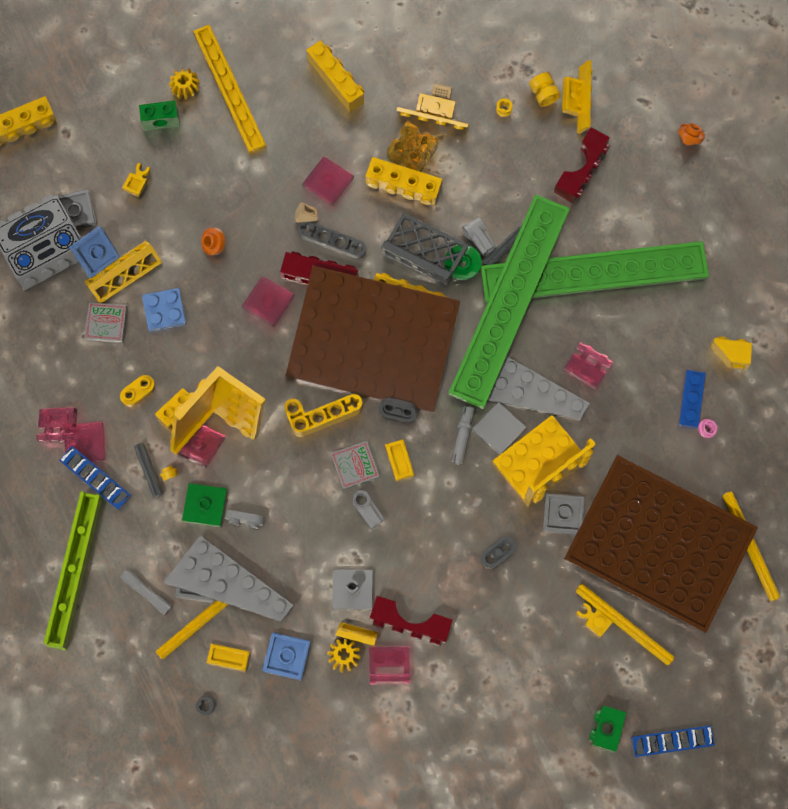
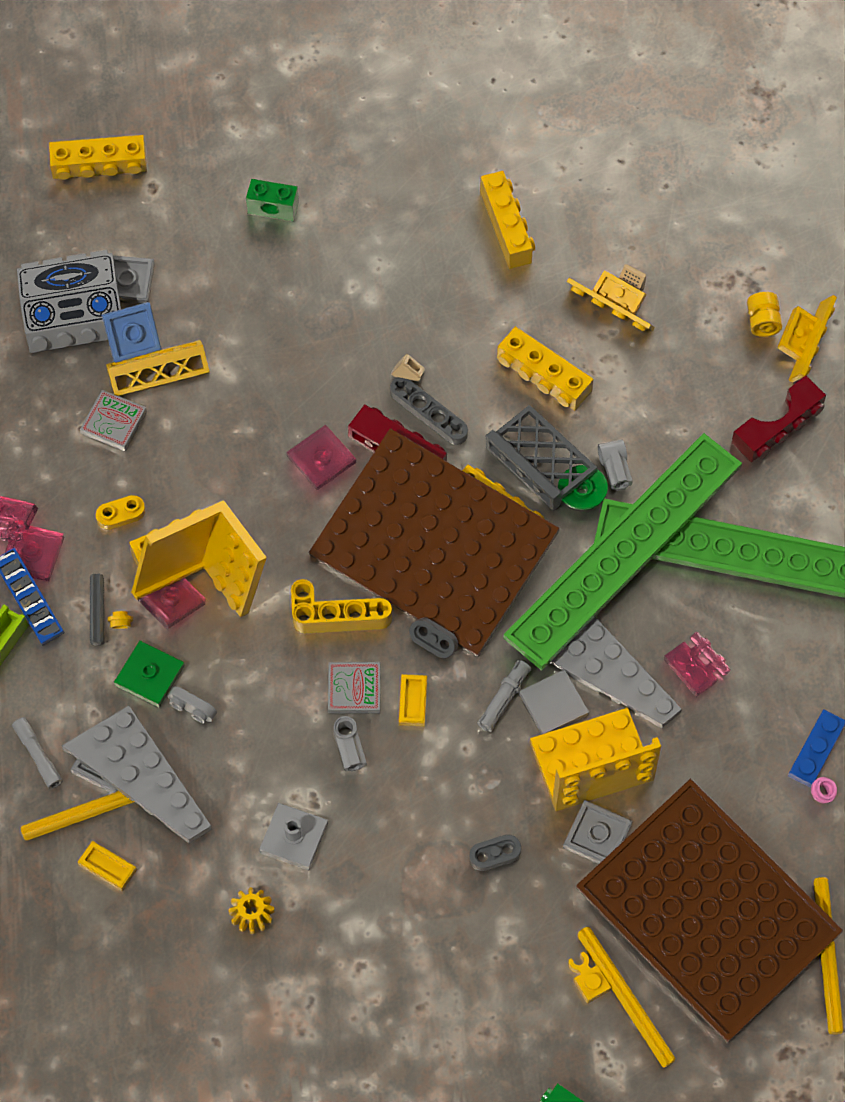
camera: 20 degrees right, 10 degrees down
(136, 182) = (214, 269): yellow plate -> none
(164, 310) = (189, 428): medium blue plate -> none
(191, 86) = (317, 172): yellow gear -> none
(211, 707) = (49, 909): dark grey bush -> none
(213, 241) = (280, 365): orange plate -> none
(229, 89) = (371, 197): yellow tile -> none
(286, 656) = (179, 888): medium blue plate -> none
(328, 181) = (450, 340): clear pink plate -> none
(357, 633) = (278, 890): yellow tile -> none
(386, 614) = (377, 917): dark red arch -> none
(389, 658) = (306, 934): clear pink plate -> none
(410, 138) = (570, 331): clear yellow brick -> none
(501, 249) = (636, 489): dark grey axle -> none
(502, 112) = (701, 326): yellow bush -> none

